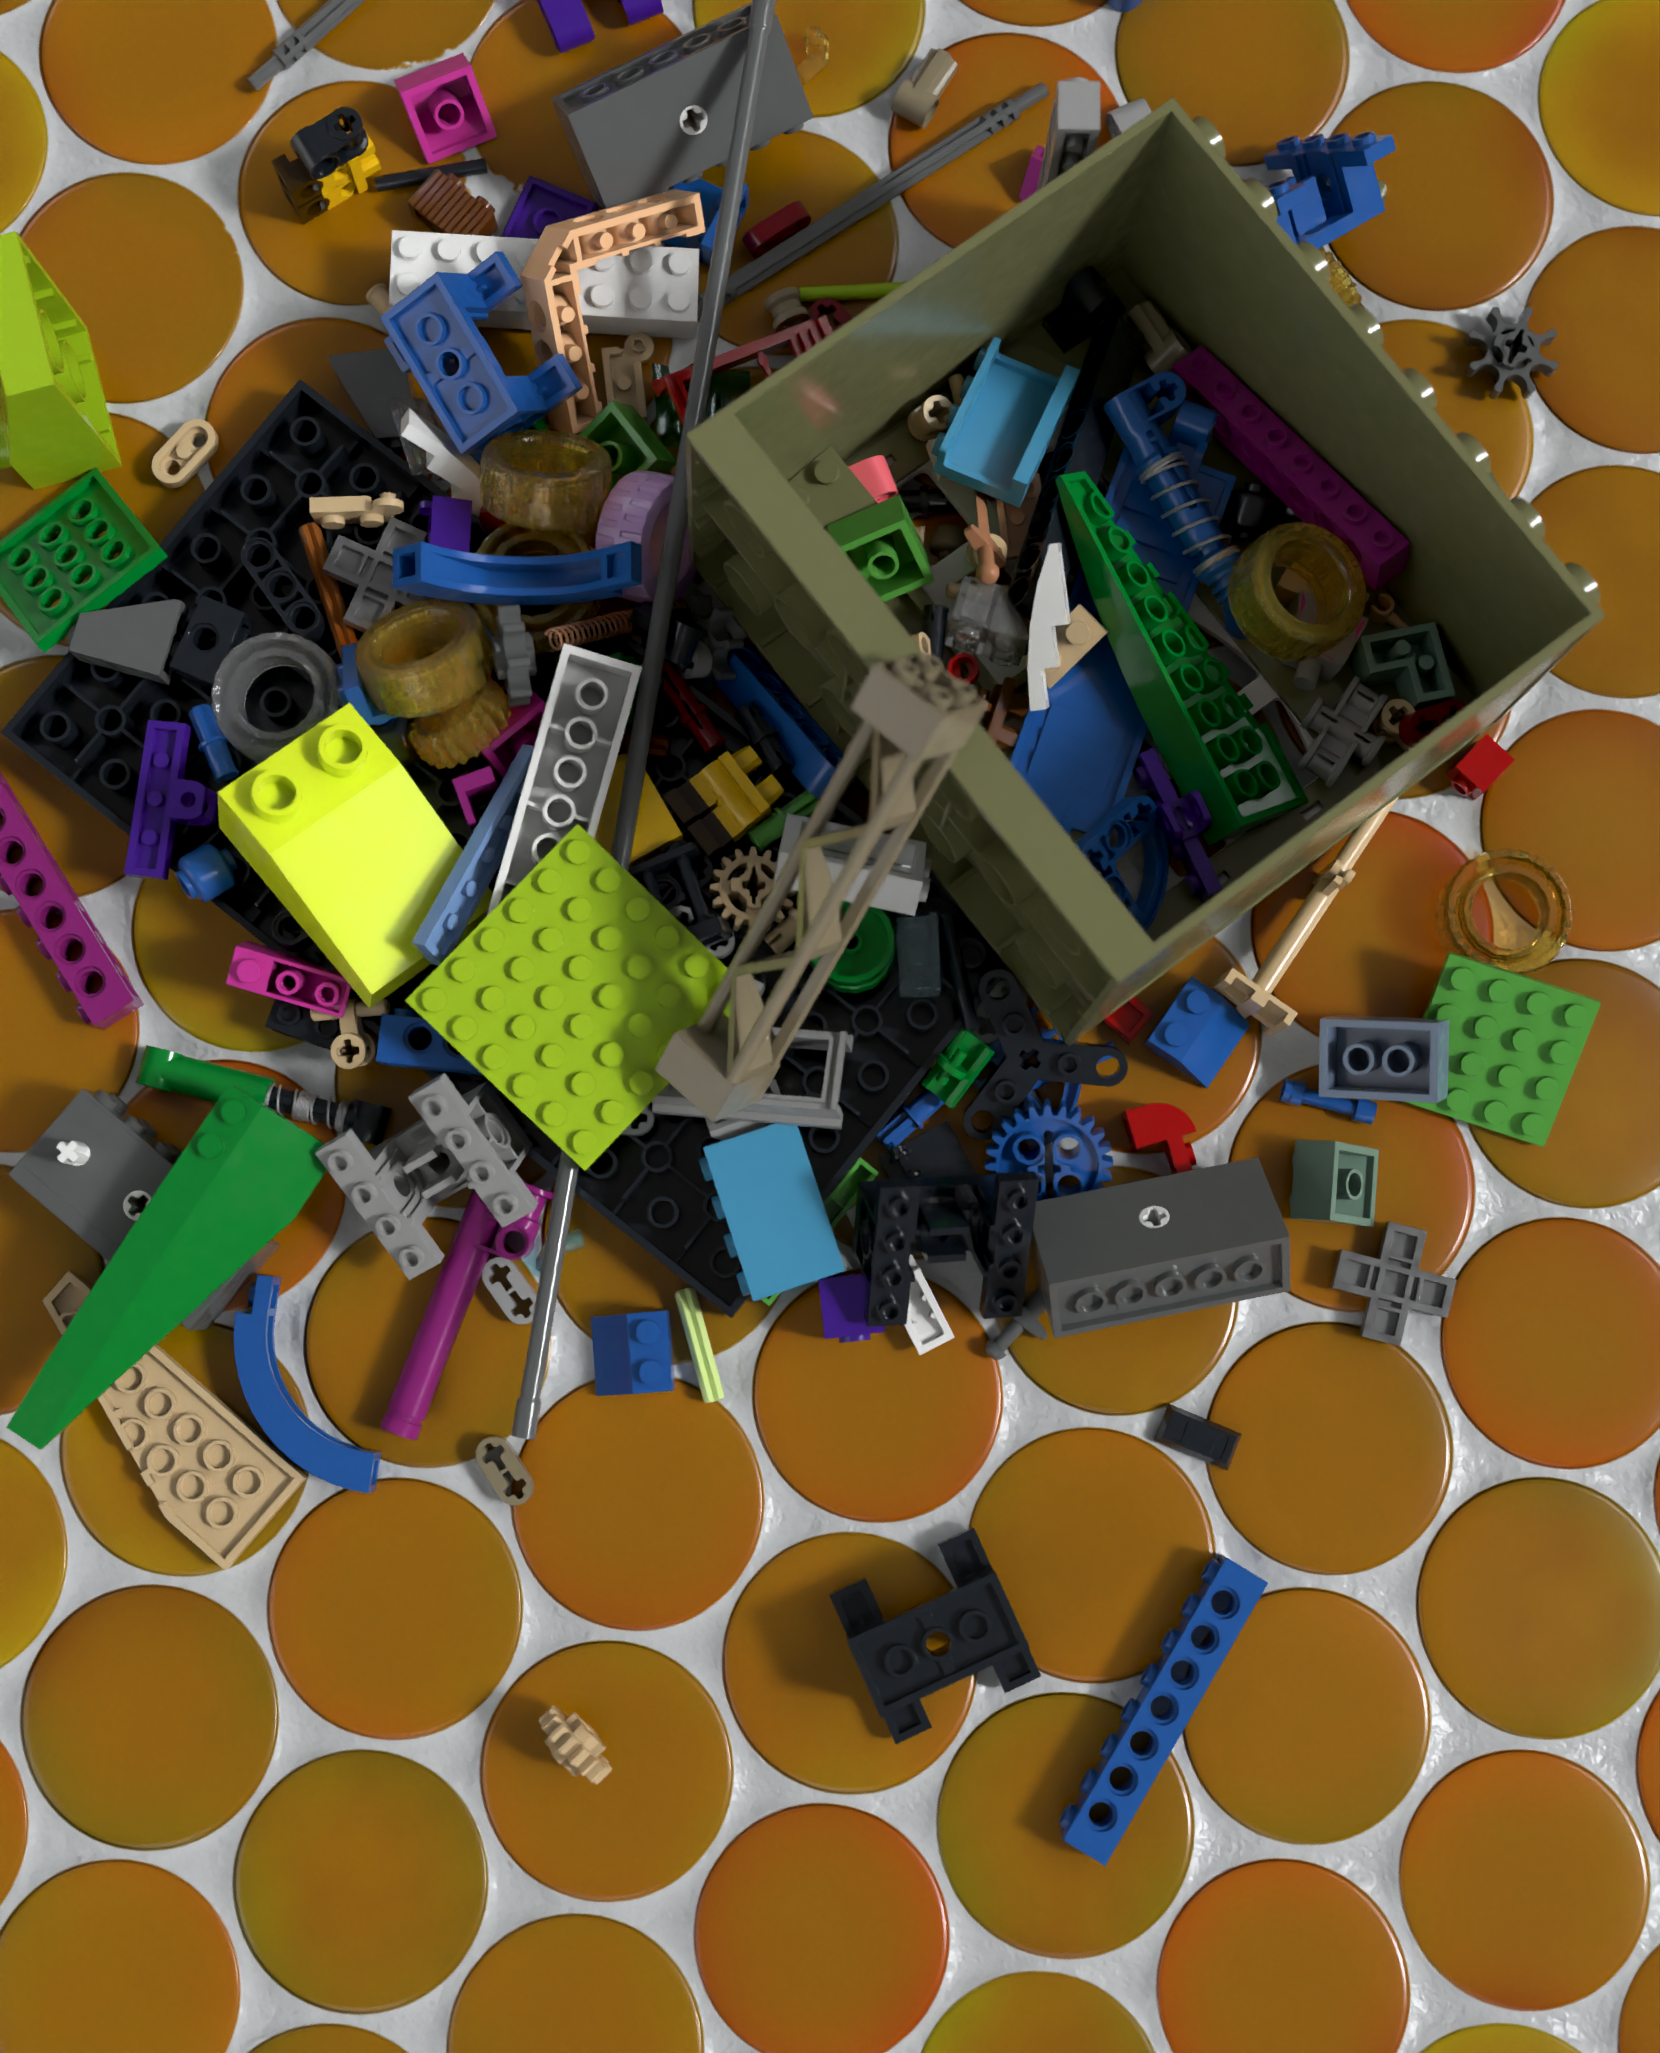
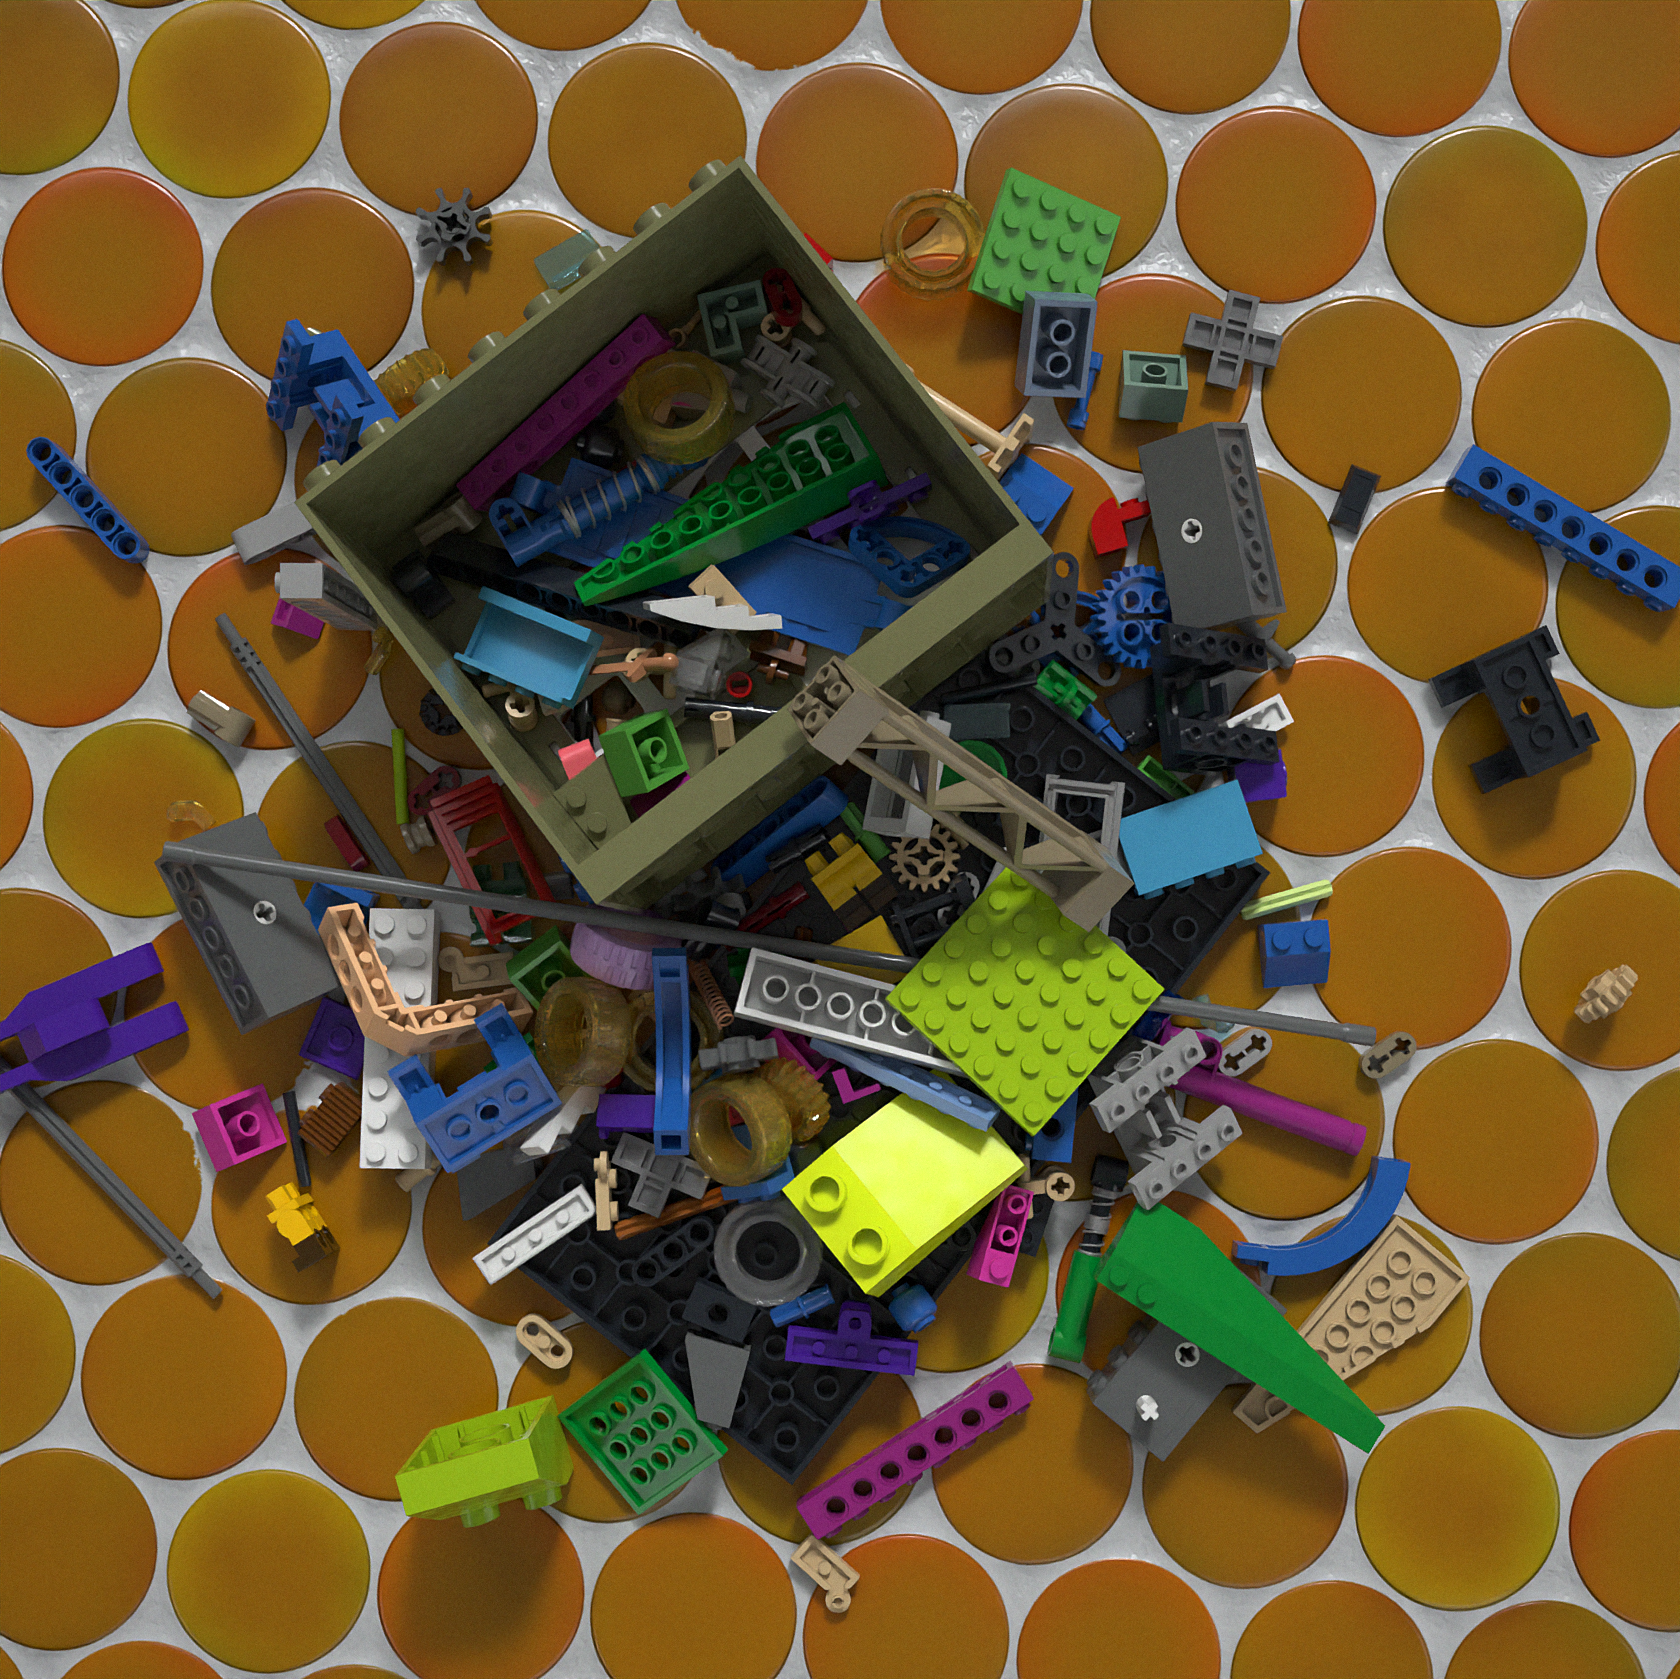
camera: 85 degrees left, 5 degrees up
(307, 432) = (535, 1234): none -> white tile
(327, 145) = (288, 1224): black piece -> none
(545, 1171) = (1154, 1021): none -> clear blue slope

